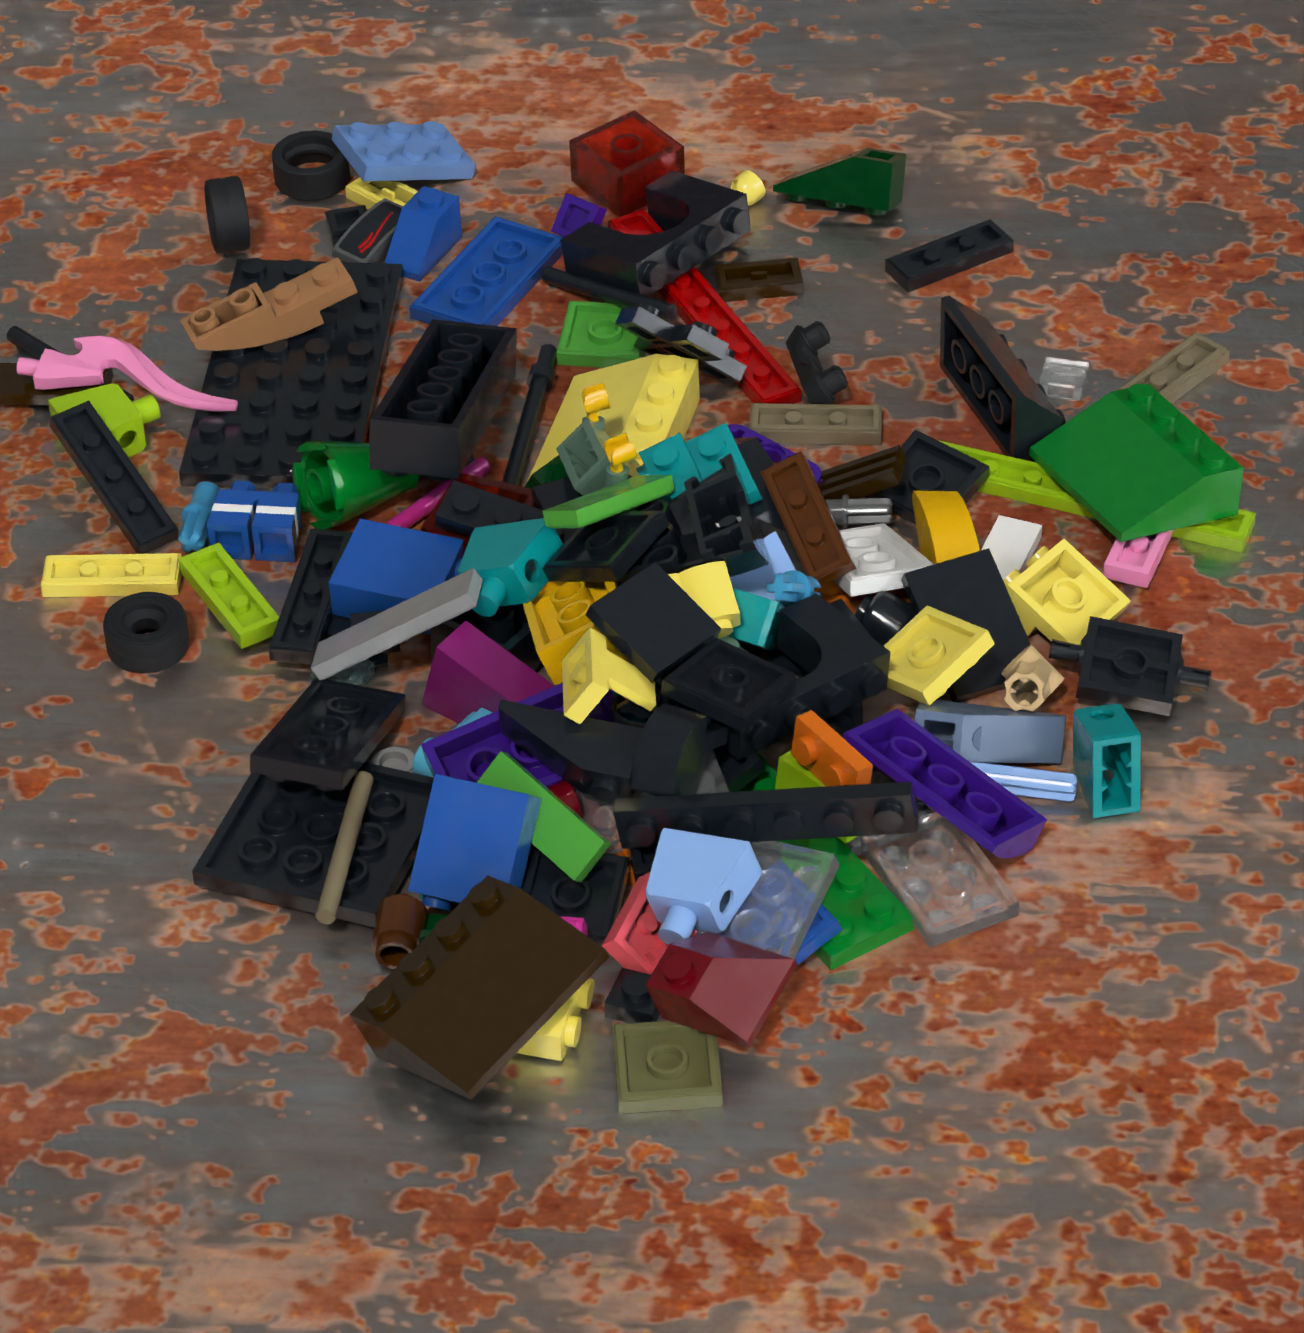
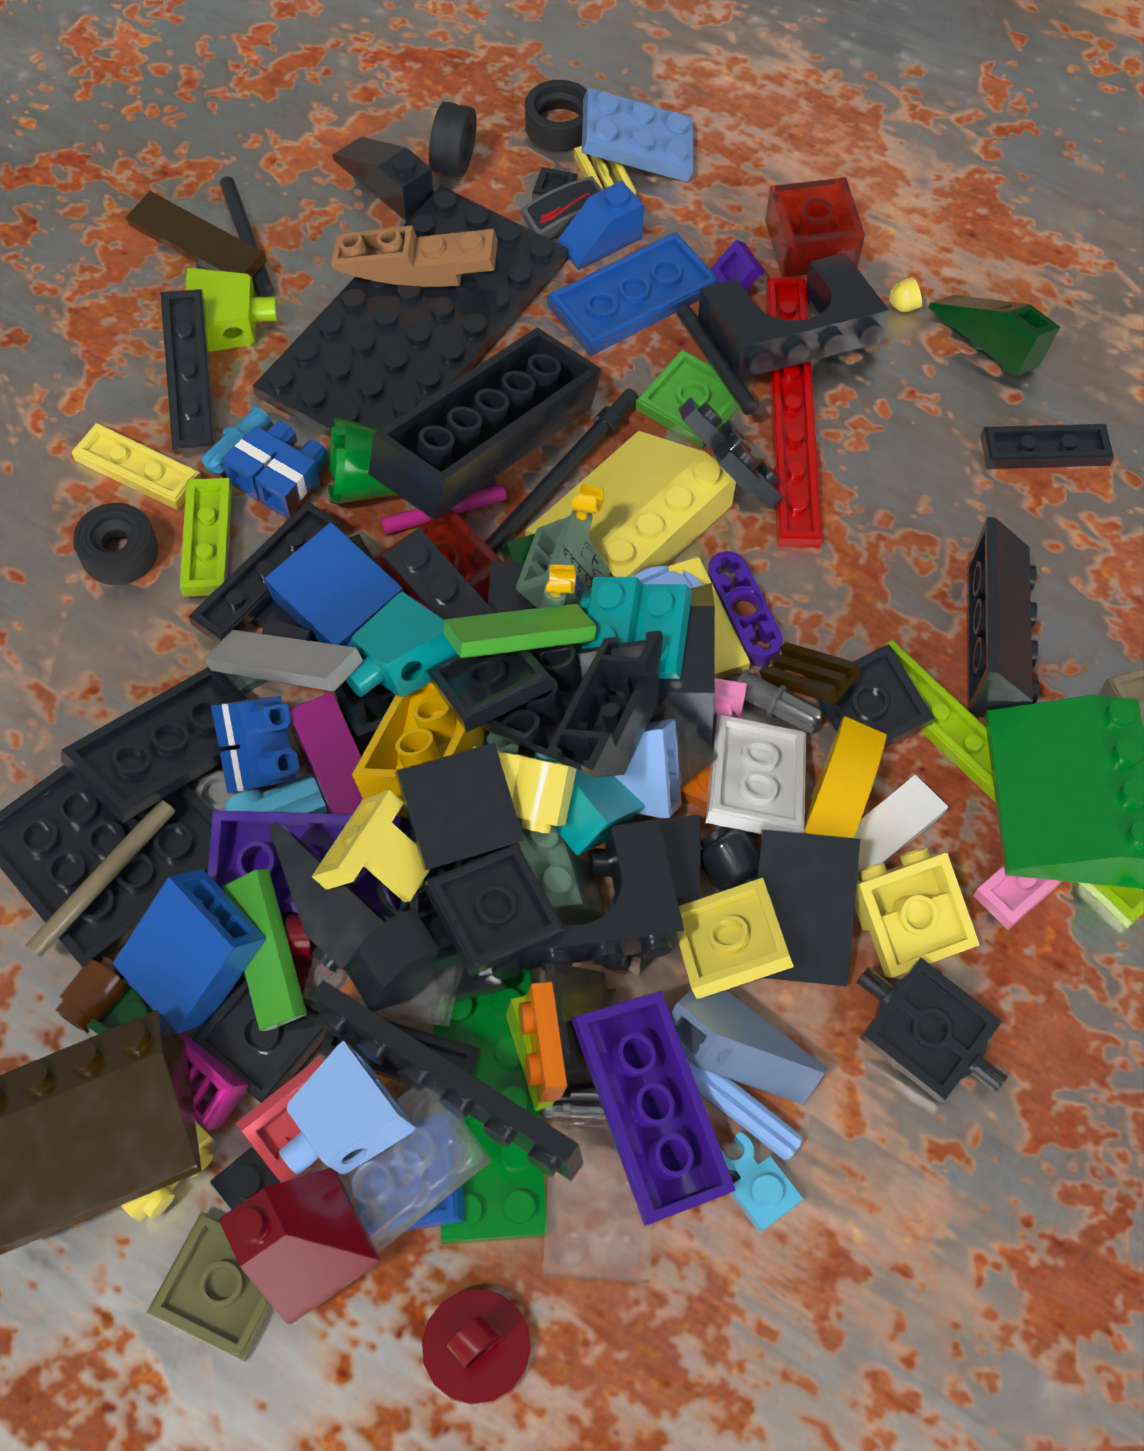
camera: 25 degrees right, 20 degrees up
(104, 352) = (259, 239): bright pink piece -> none
(182, 266) = (389, 173): none -> black slope
(416, 694) = (264, 743): none -> blue hips
(759, 279) = (858, 402): dark brown tile -> none
(792, 587) = (641, 804): dark azure axle -> none
(803, 346) = (836, 542): black piece -> none
(808, 519) = (706, 725): reddish brown tile -> none
(818, 423) = (815, 583): dark tan tile -> none
(909, 1008) = (476, 1347): none -> dark red tile
(1029, 680) = (817, 1008): tan piece -> none
(1064, 378) = (1070, 638): clear tile -> none
(1068, 823) = (760, 1189): none -> medium azure plate
(1107, 741) = (839, 1139): teal torso -> none

